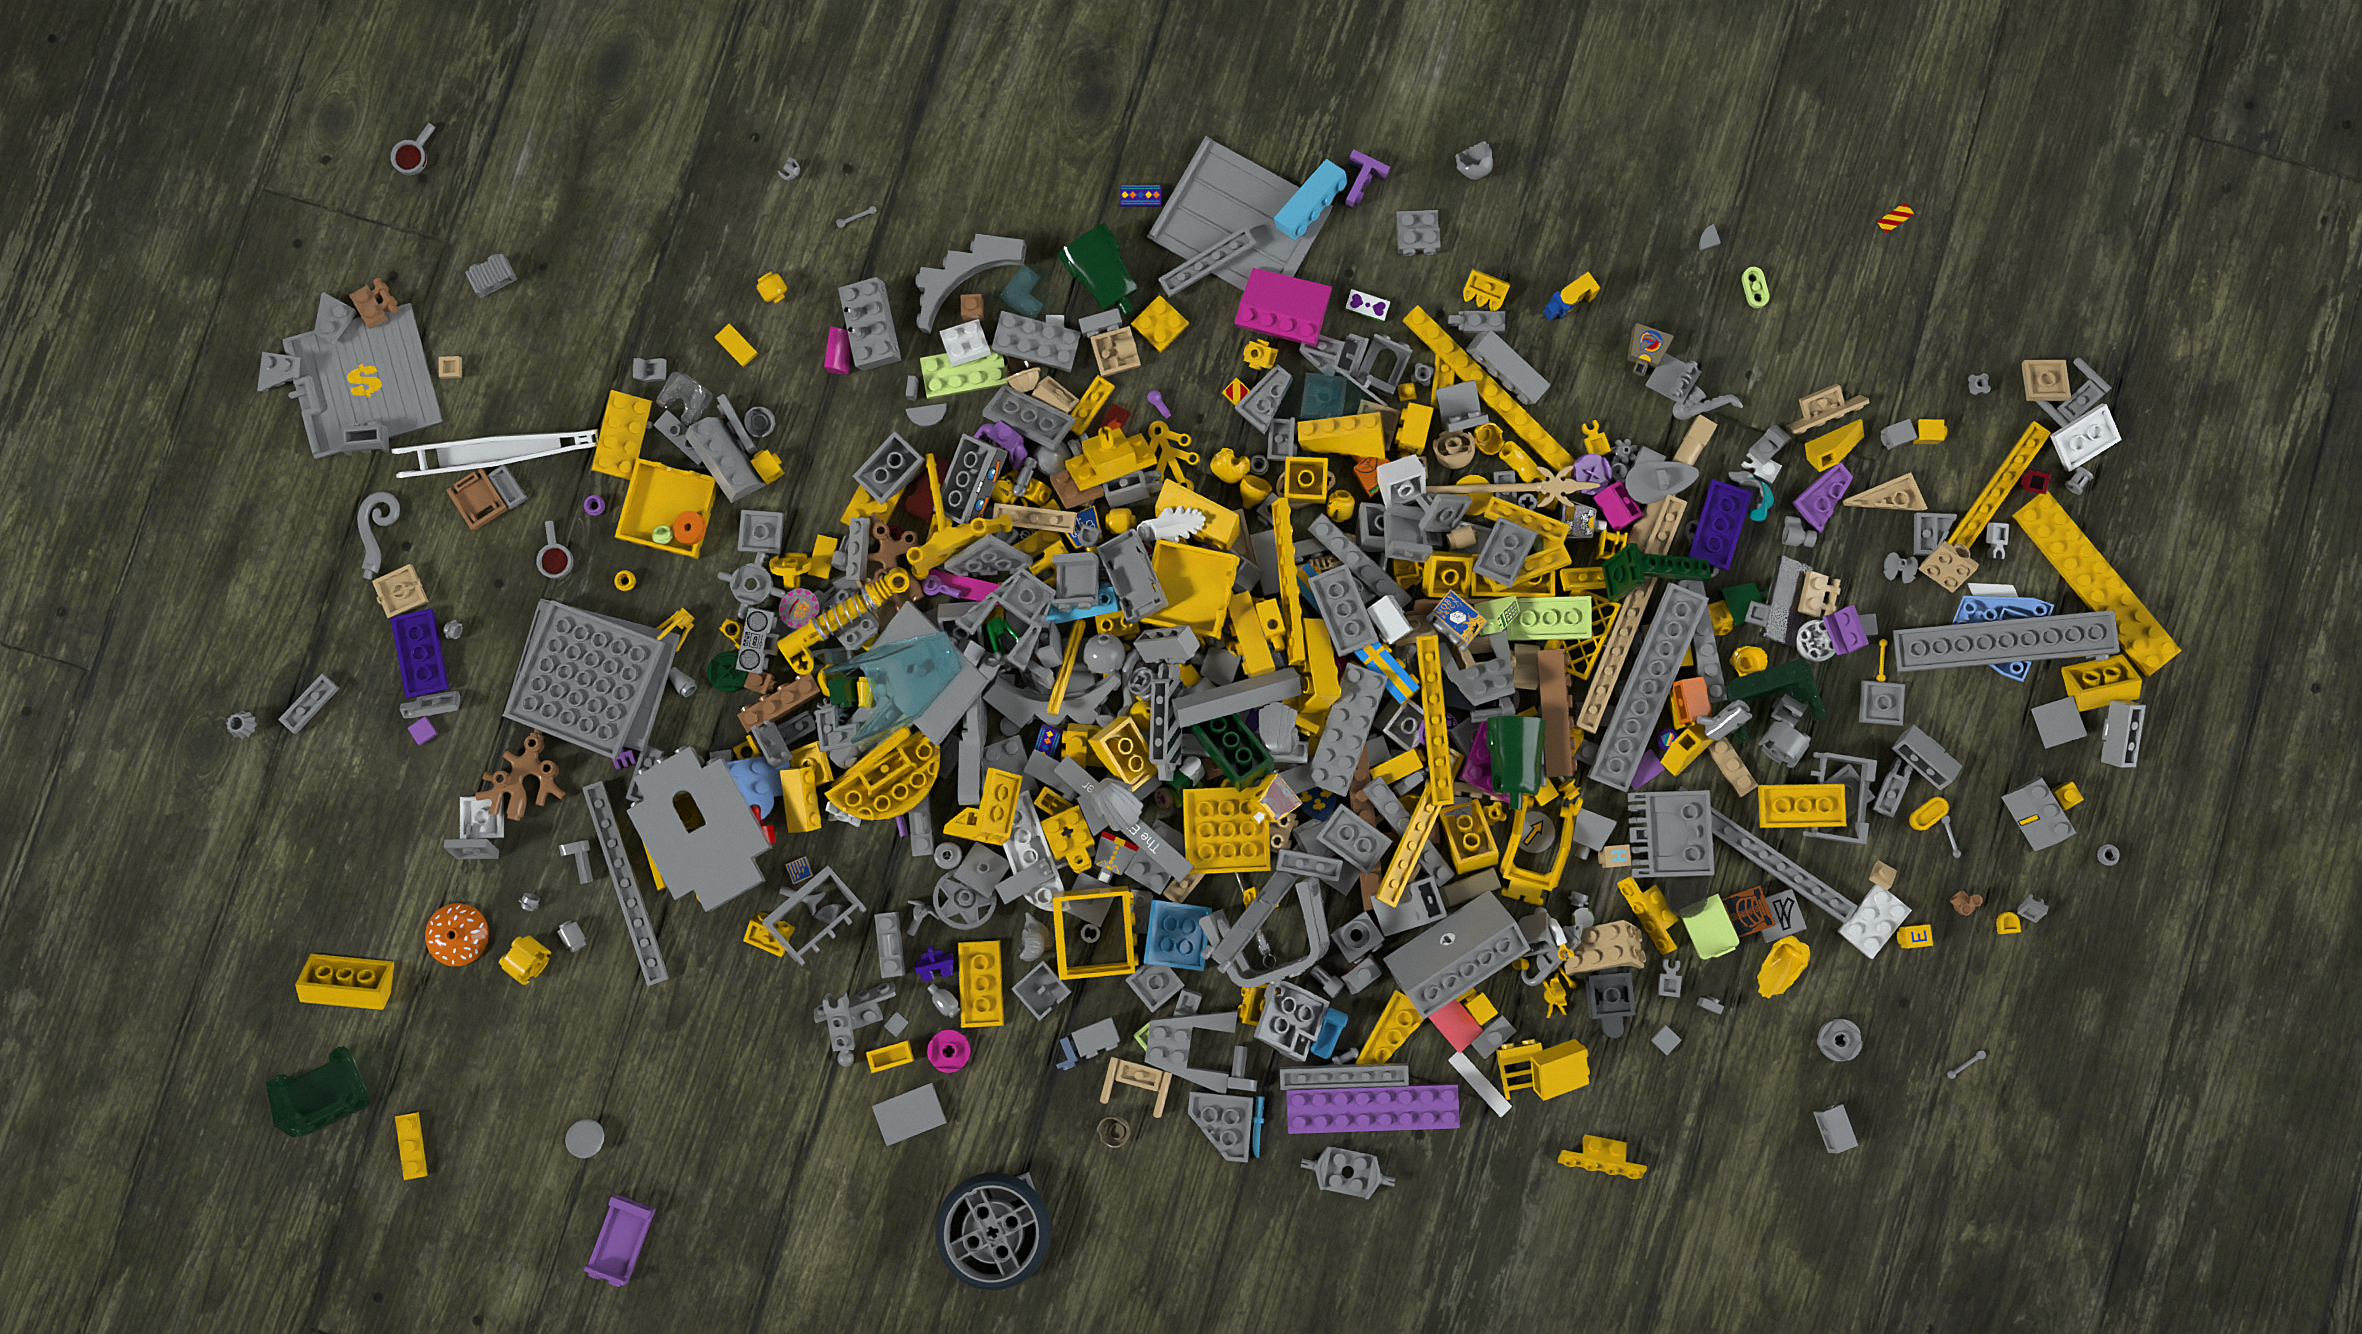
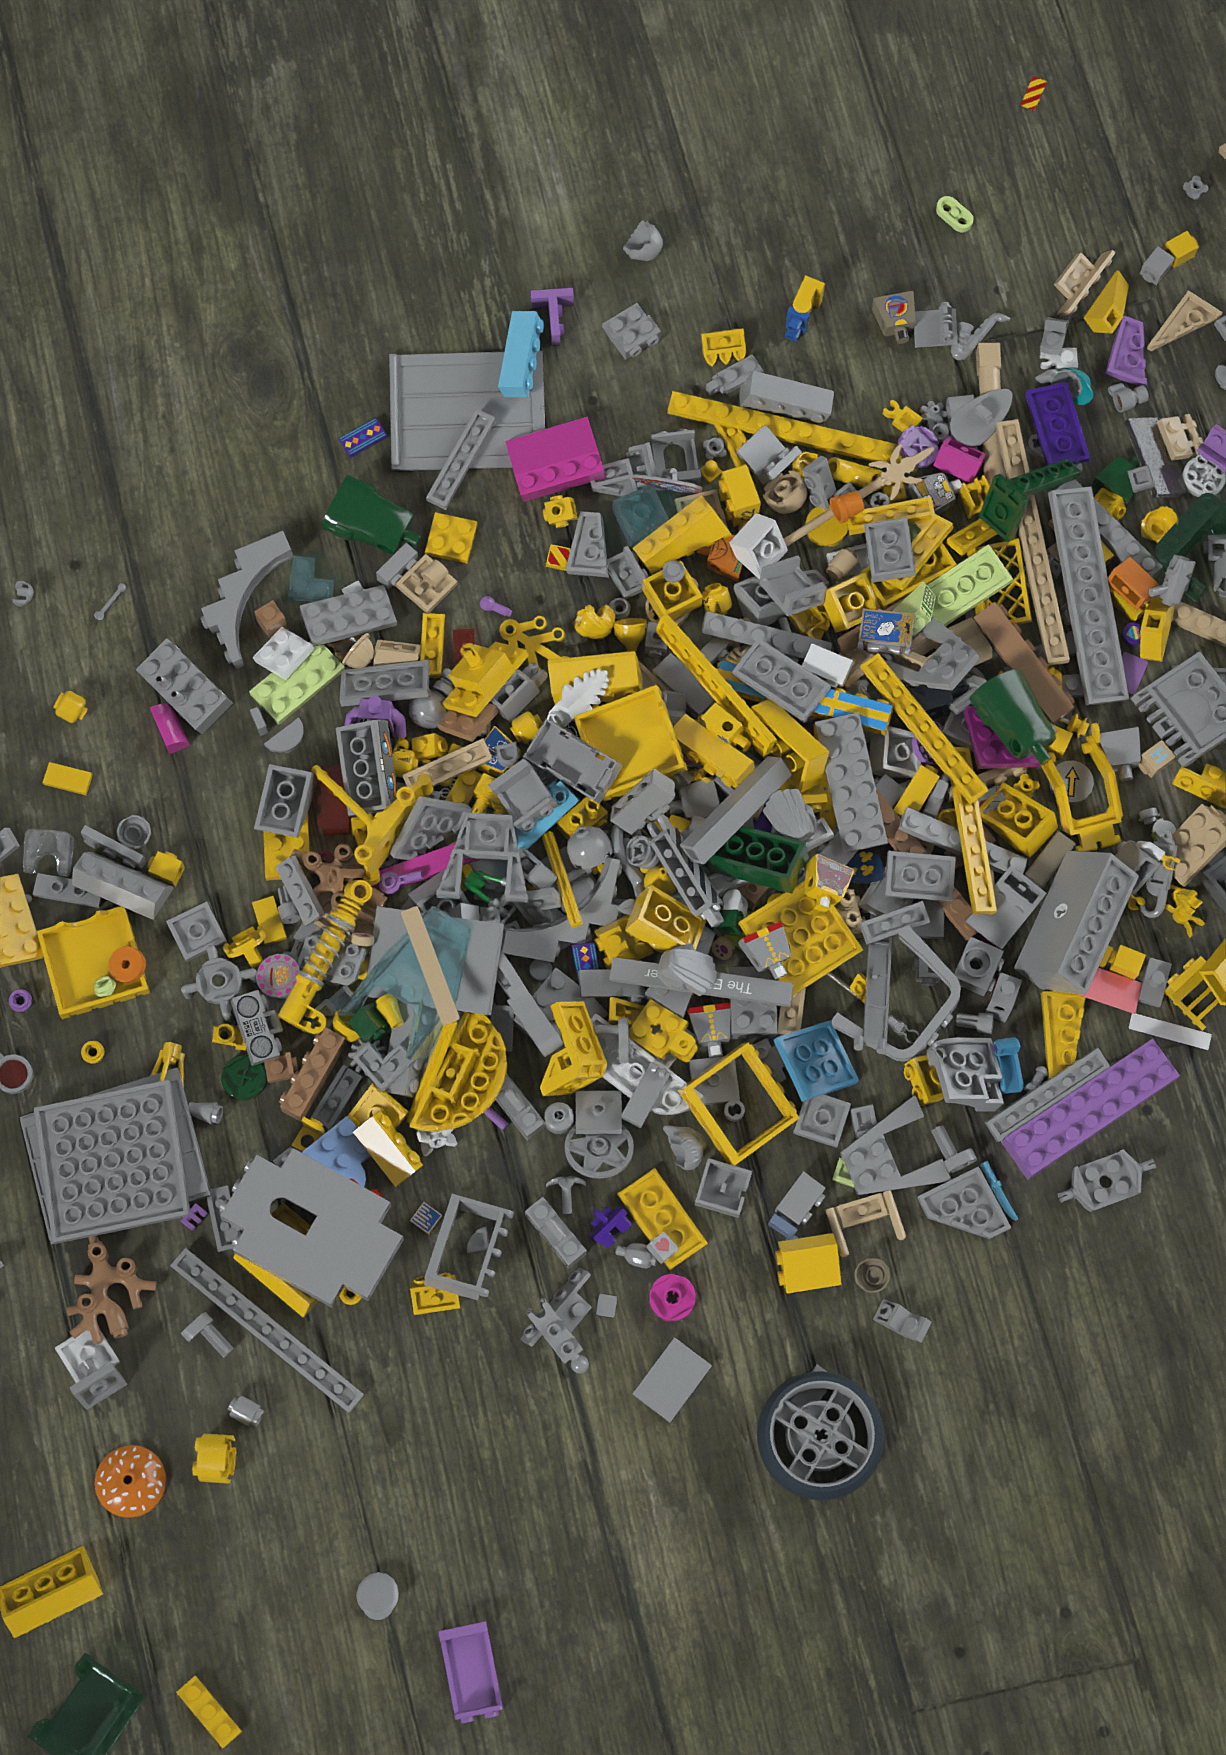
camera: 40 degrees left, 10 degrees down
(529, 901) = (184, 1405): light grey plate -> none
(772, 743) = (329, 1114): light grey hinge -> none
(810, 900) = (454, 1239): light grey piece -> none
(880, 620) = (362, 939): none -> tan tile
(890, 1056) = (621, 1335): yellow piece -> none
(897, 556) = (343, 873): none -> medium nougat bracket
(910, 679) = (430, 965): none -> tan sticker
(963, 1008) = (662, 1247): none -> light grey tile
(1024, 476) = (414, 737): light grey axle -> none
(1030, 835) = (622, 1029): none -> light grey piece
(1068, 1092) = (808, 1263): none -> yellow brick
(1115, 1180) = (902, 1321): none -> light grey slope
(1190, 827) = (767, 949): none -> light grey torso
(1314, 464) = (673, 571): none -> light grey plate
(1367, 305) = (627, 418): tile -> none
(1442, 511) = (811, 549): light grey bracket -> none
(1487, 457) = (819, 482): none -> light grey bracket
(1495, 492) = (846, 506): none -> orange piece
(1709, 238) = (888, 196): light grey tile -> none

